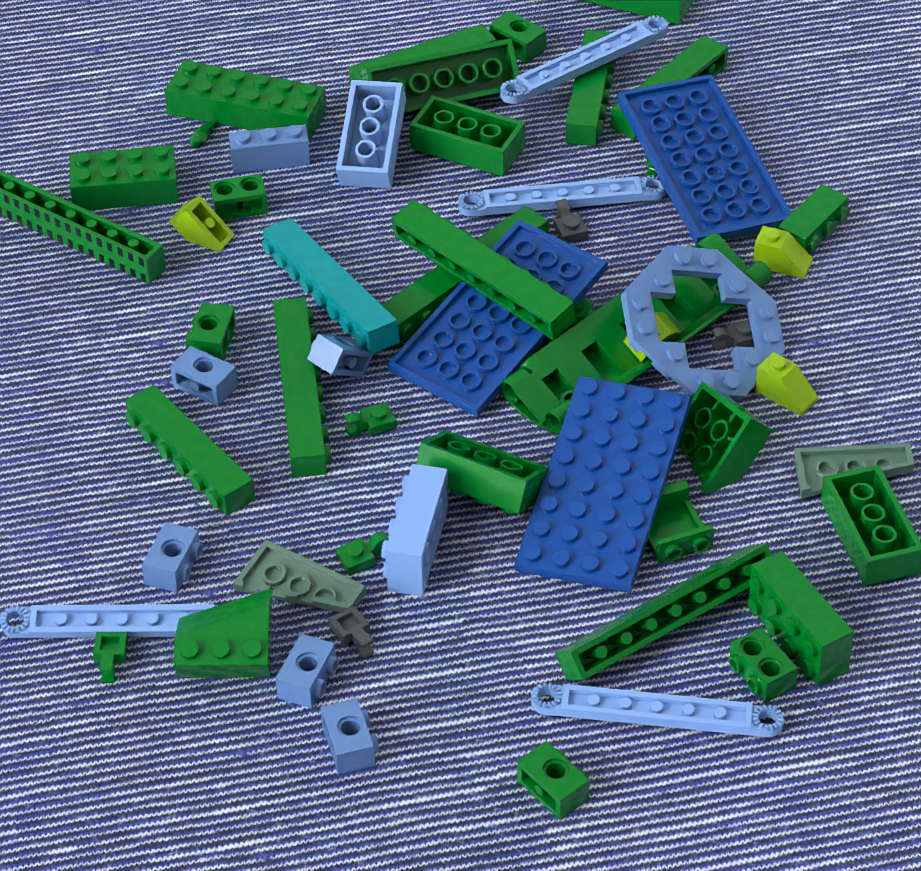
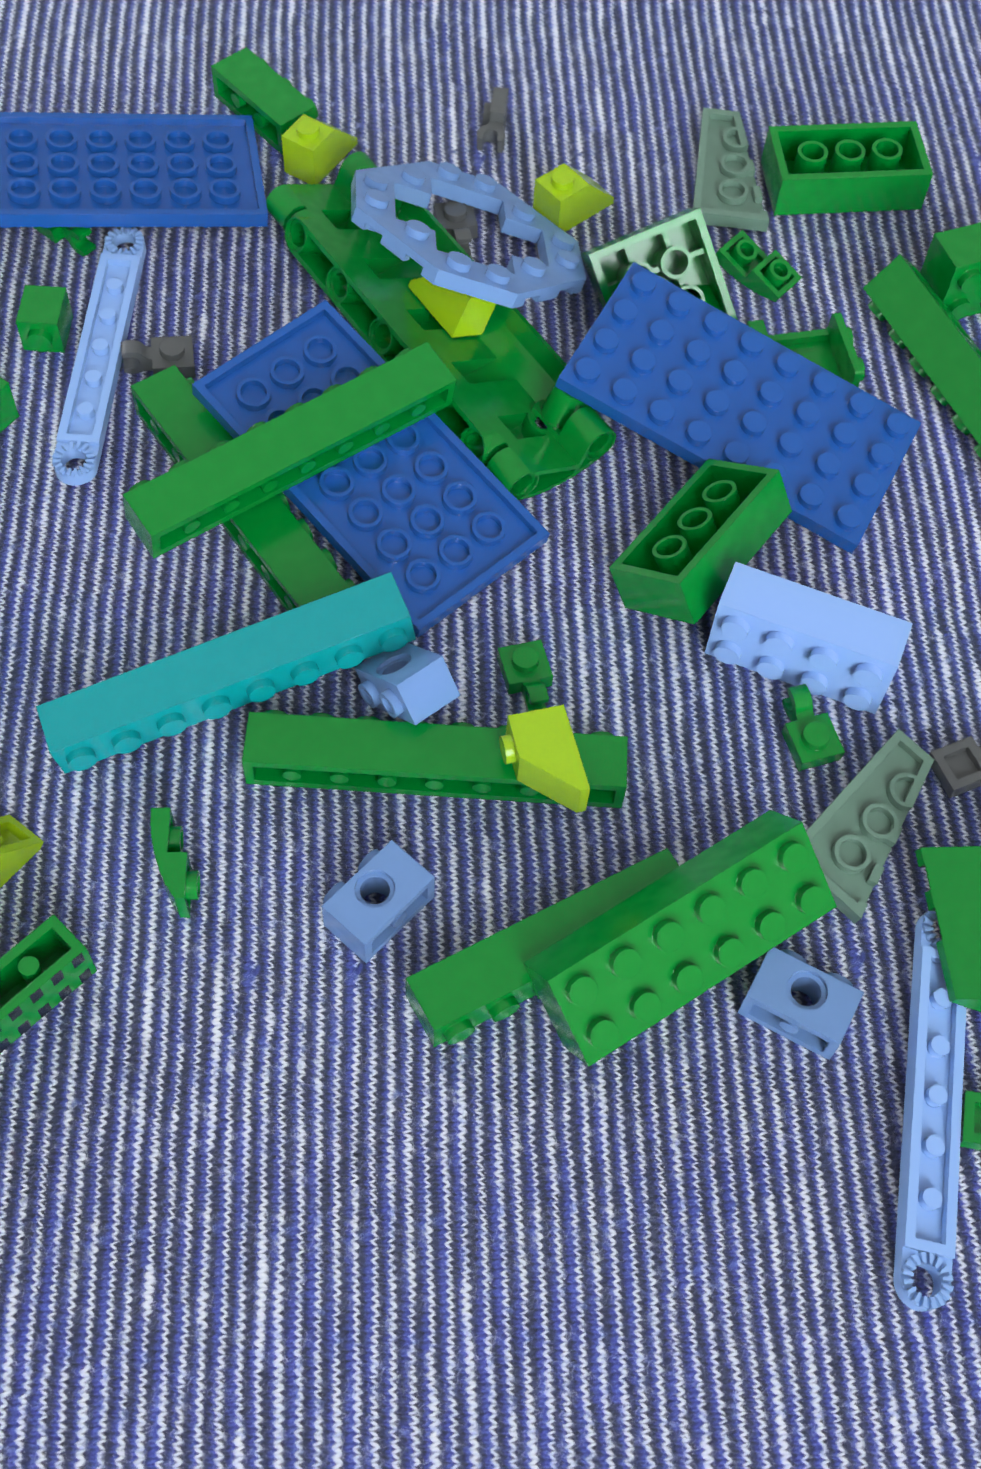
camera: 85 degrees left, 15 degrees up
(195, 486) = (680, 935): none -> green brick
(212, 329) = (256, 854): green brick -> none
(213, 290) = (174, 865): none -> green slope
(294, 412) = (546, 756): none -> lime slope
(575, 165) = (44, 318): none -> green brick
(761, 494) = (763, 274): none -> green slope
(847, 337) = (494, 120): none -> dark grey plate

